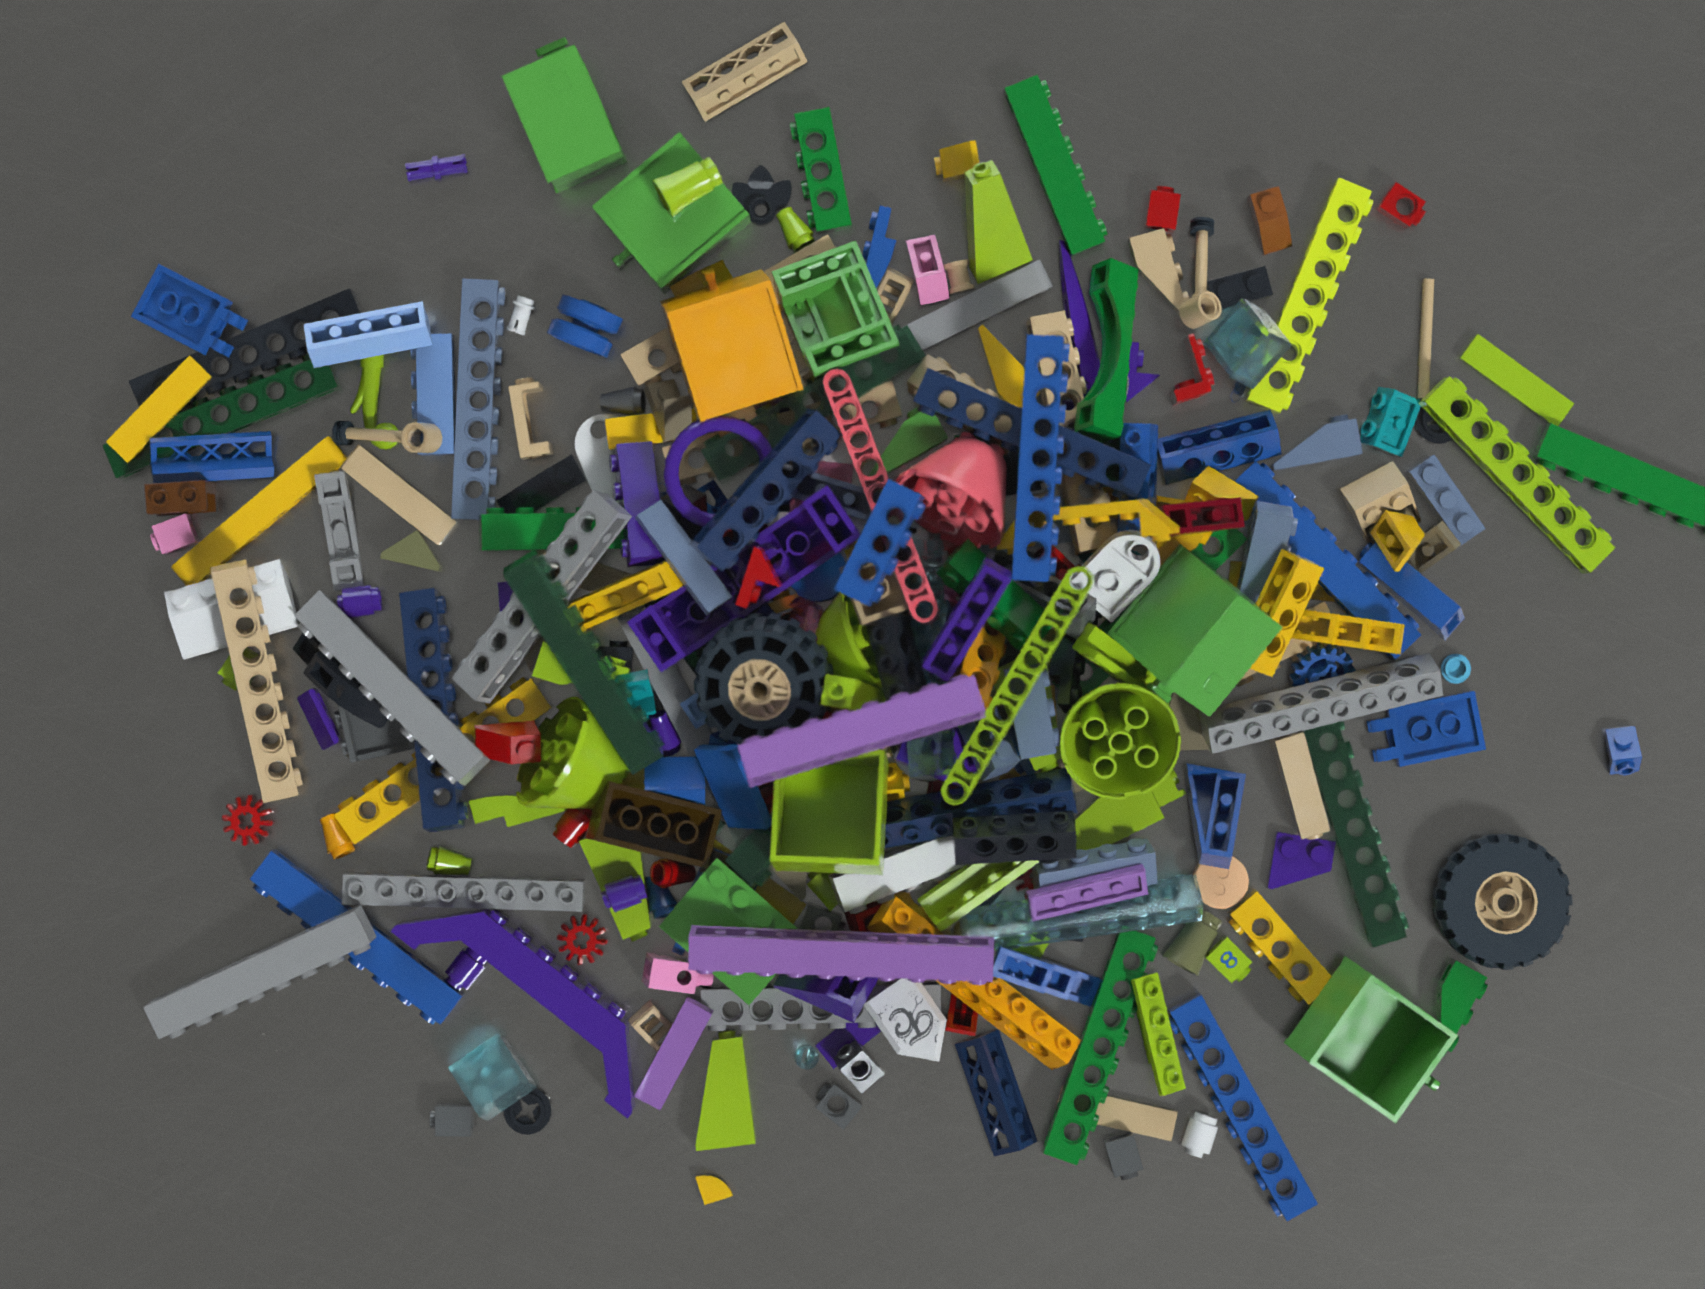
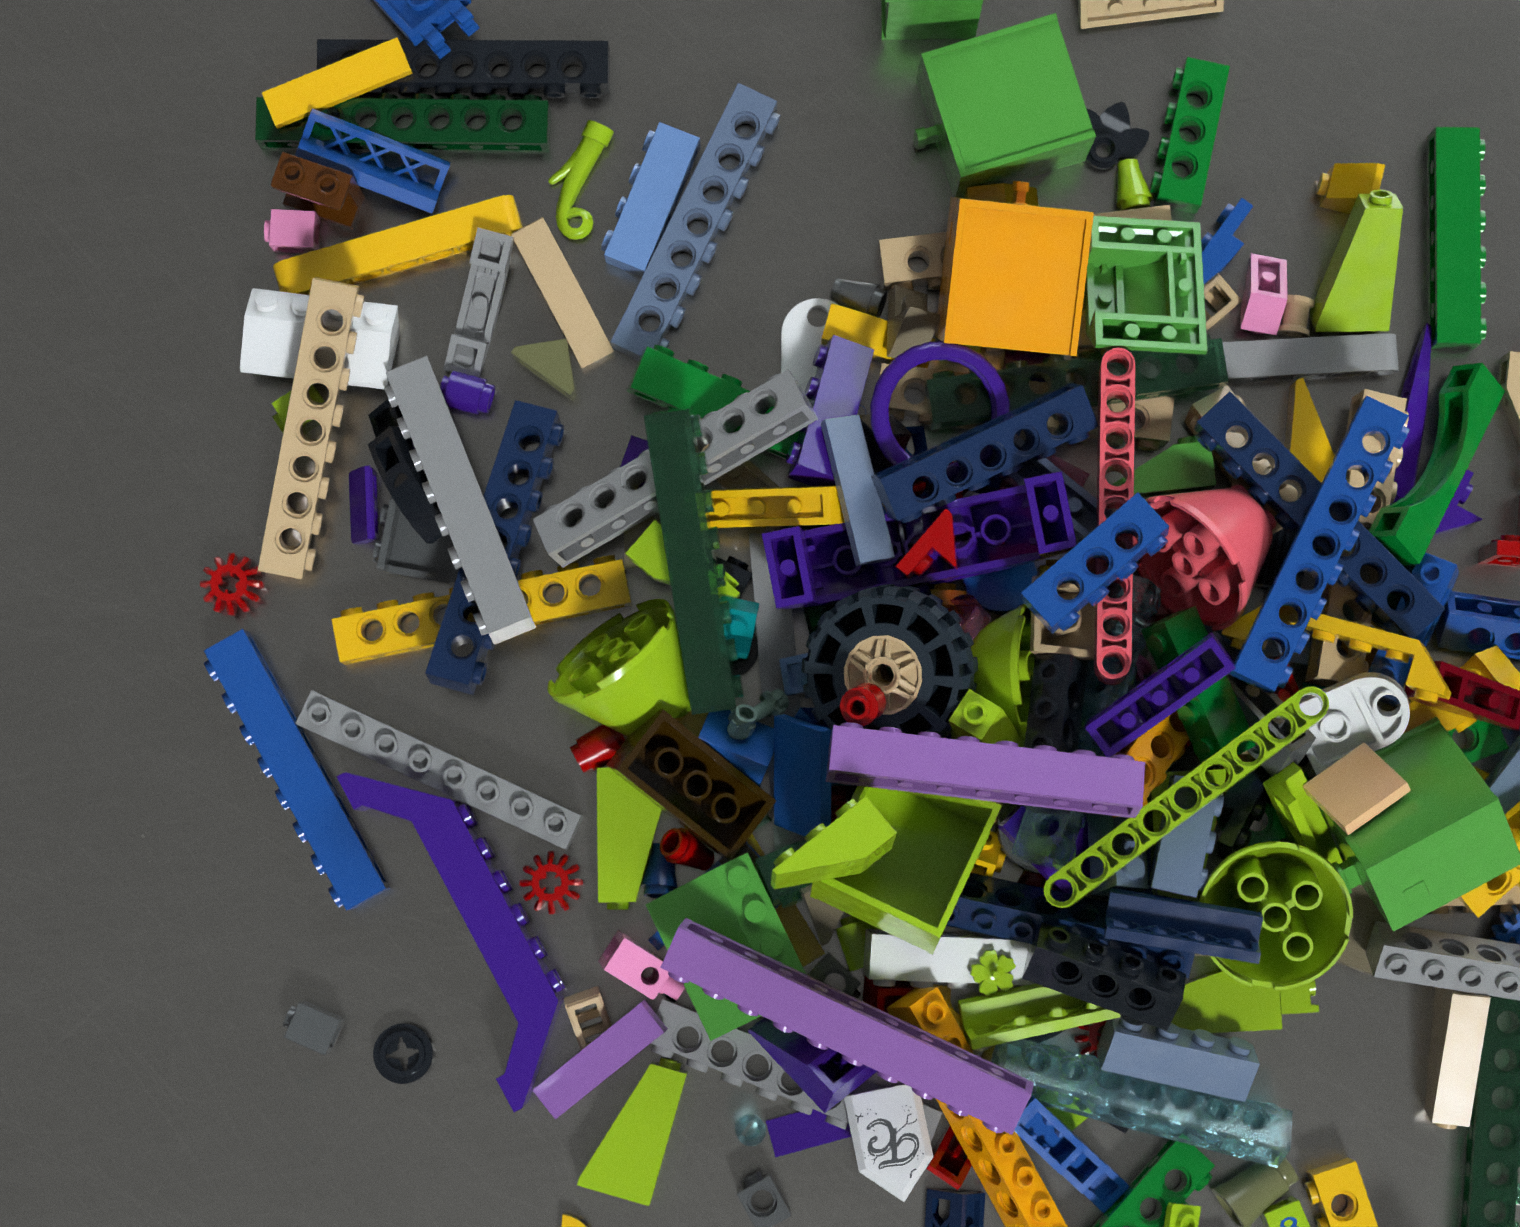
camera: 30 degrees right, 5 degrees down
(260, 972) = (168, 761): light grey brick -> none
(336, 839) = (322, 648): light orange cone -> none
(344, 433) = (603, 229): tan piece -> none
(368, 334) = (606, 95): light blue brick -> none
(447, 862) = (436, 729): lime cone -> none
(465, 969) = (403, 859): dark purple brick -> none
(492, 1077) = (379, 997): clear light blue brick -> none
(509, 807) = (535, 698): lime slope -> none
(510, 742) = (567, 619): red slope -> none
(520, 314) = (785, 153): white pin -> none
(526, 445) = (733, 303): tan panel -> none
(545, 487) = (735, 352): black slope -> none
(585, 324) = (853, 191): blue wheel -> none
(624, 893) = (623, 848): dark purple brick -> none
(670, 736) = (751, 682): dark purple cone -> none
(672, 759) = (744, 717): none -> sand green bar
(687, 185) = (1040, 71): lime plant -> none
(753, 718) = (872, 698): none -> red brick
(782, 831) = (841, 849): none -> lime slope
(863, 1075) = (810, 1179): brick -> none
(934, 868) = (993, 972): none -> lime plant
(1055, 777) = (1183, 925): none -> dark blue fence
(1087, 892) = (1161, 1077): medium lavender tile -> none
(1140, 624) = (1356, 788): none -> light nougat tile
(1214, 811) = (1343, 1047): blue wedge -> none
(1220, 886) = (1319, 1130): light nougat head -> none
(1298, 859) = (1415, 1144): dark purple wing -> none

